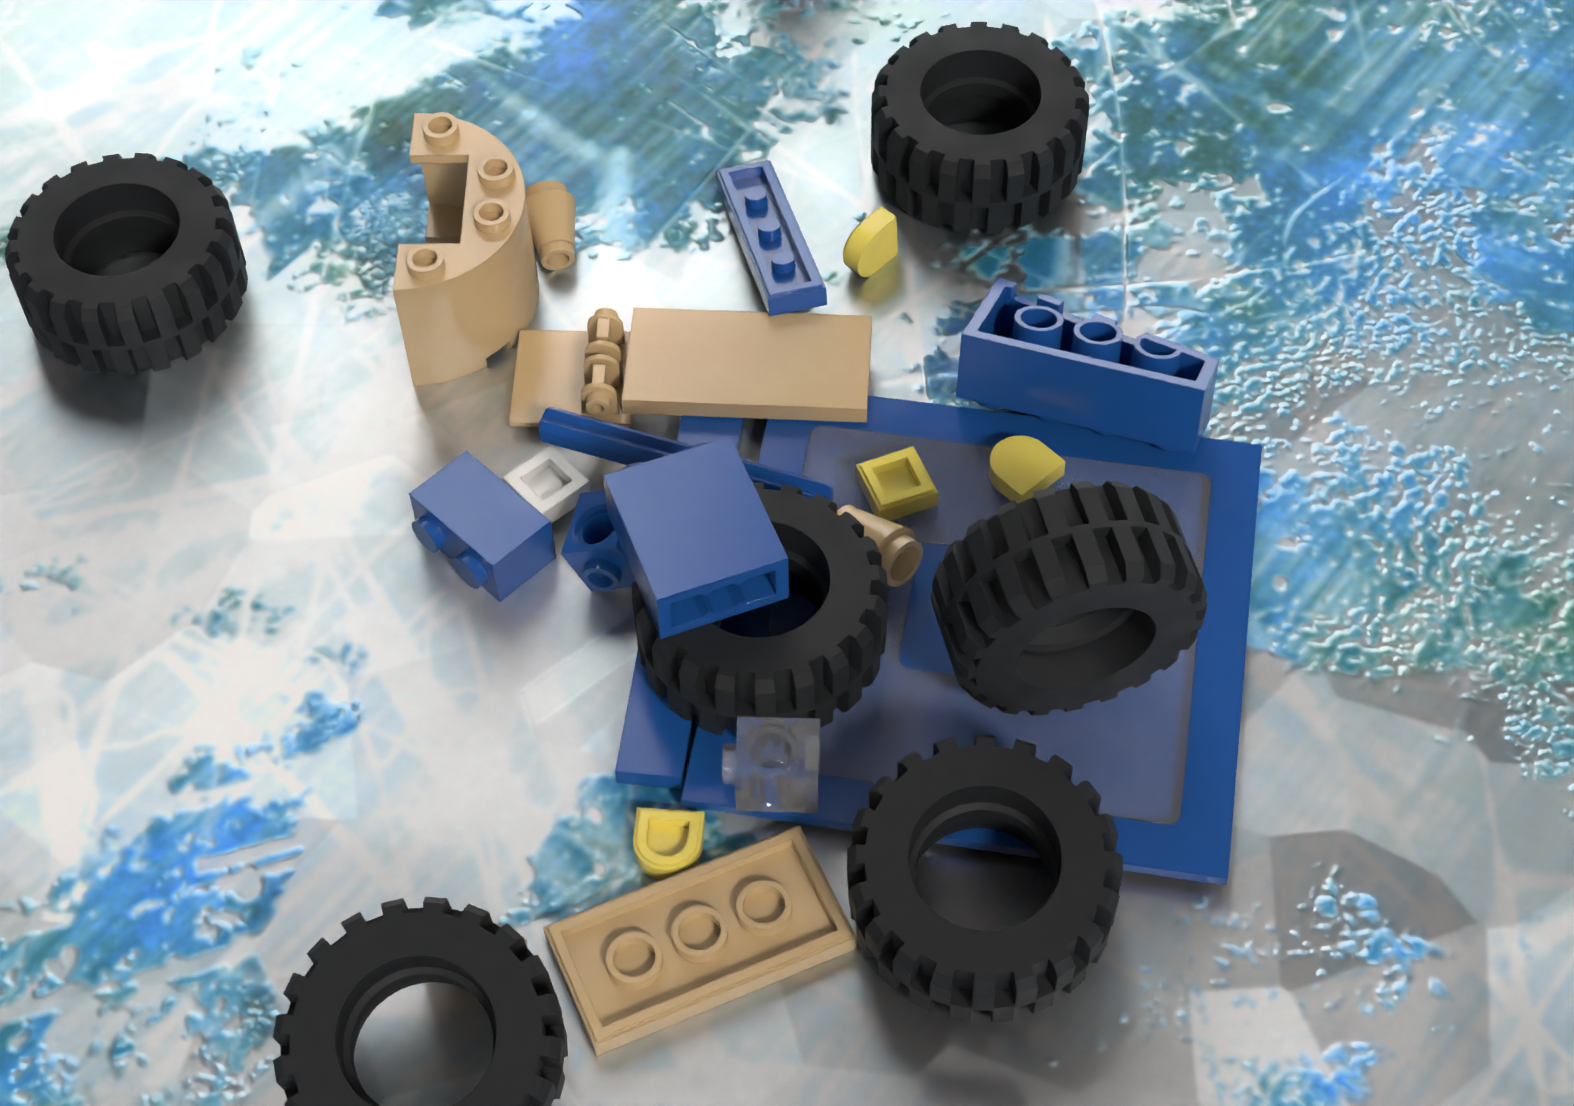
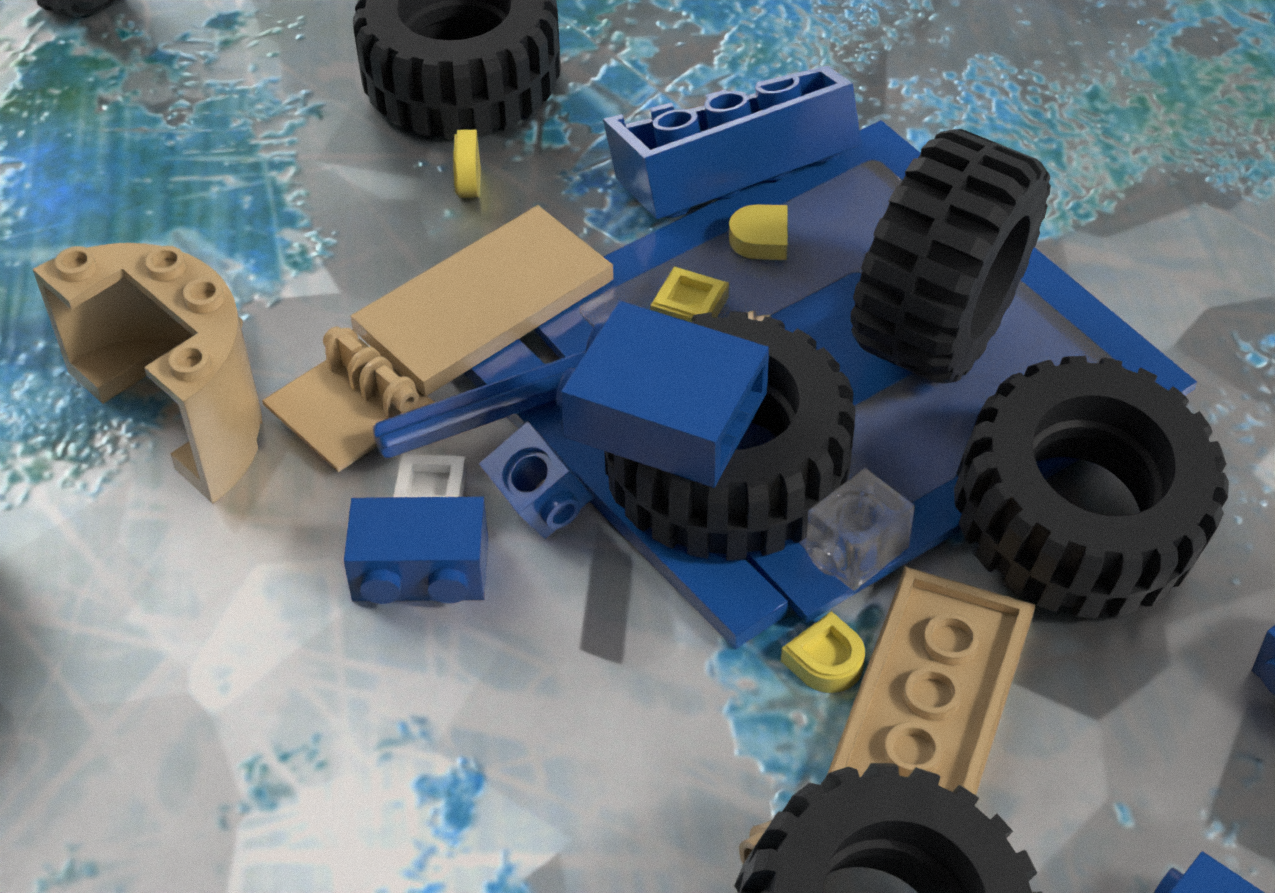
camera: 45 degrees left, 5 degrees down
(771, 238) = (390, 207): tile -> none

